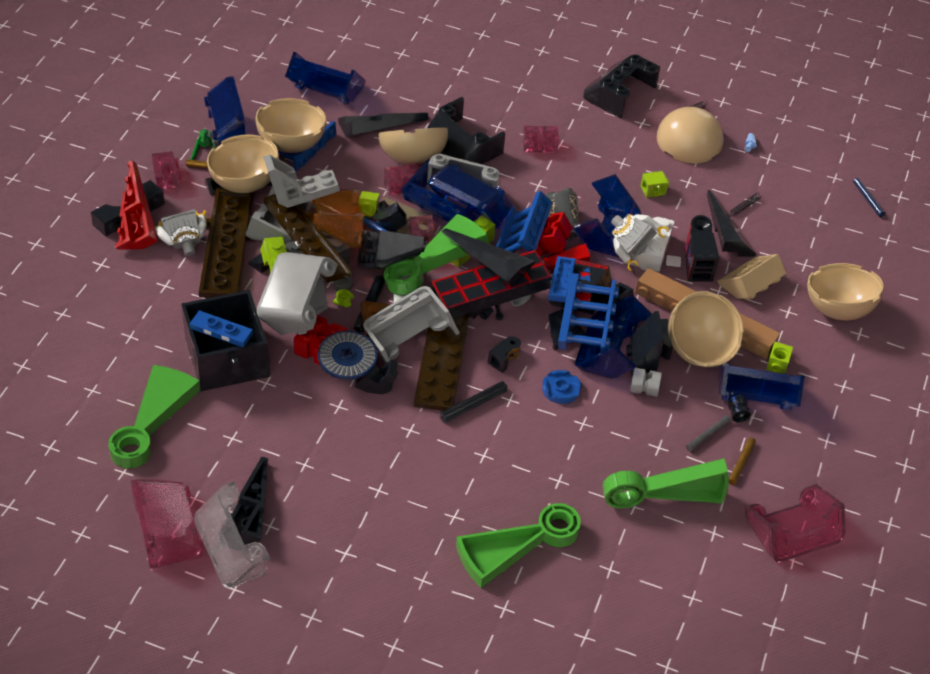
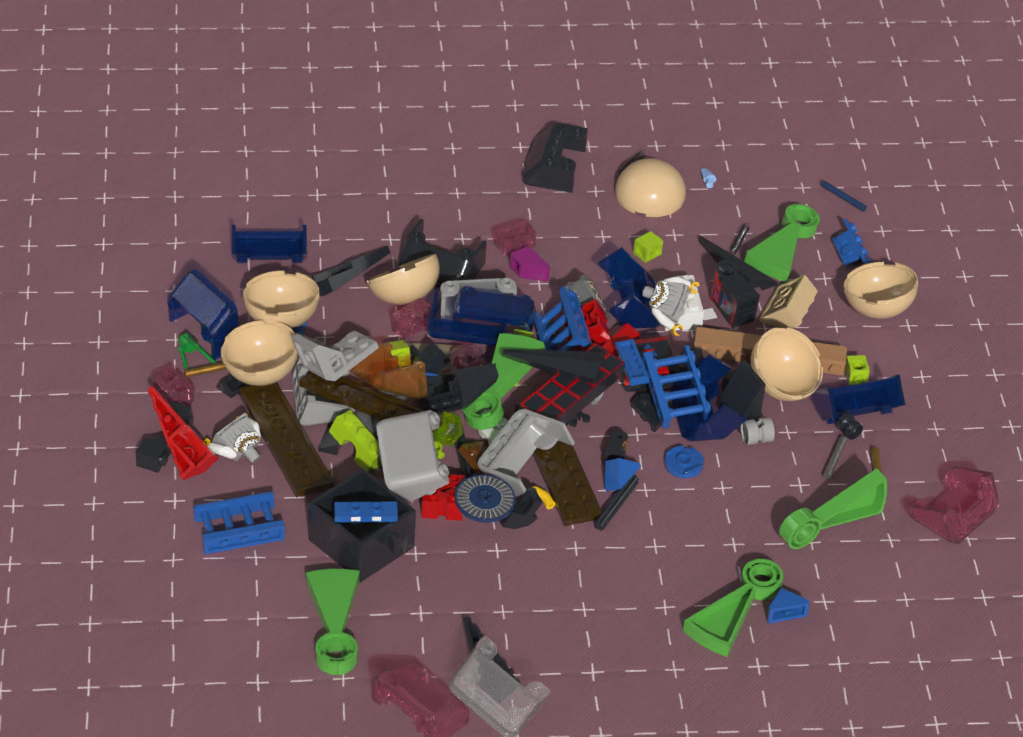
camera: 25 degrees left, 5 degrees down
(133, 315) = (239, 537): none -> blue fence
(364, 282) = (450, 429): none -> clear neon green window
(407, 366) = (545, 497): none -> yellow arm
(490, 375) = (619, 472): none -> blue slope
(537, 166) = (529, 265): none -> magenta slope
(564, 561) = (787, 607): none -> blue slope
(768, 227) = (776, 253): none -> bright green piece
(846, 242) = (849, 245): none -> blue bracket

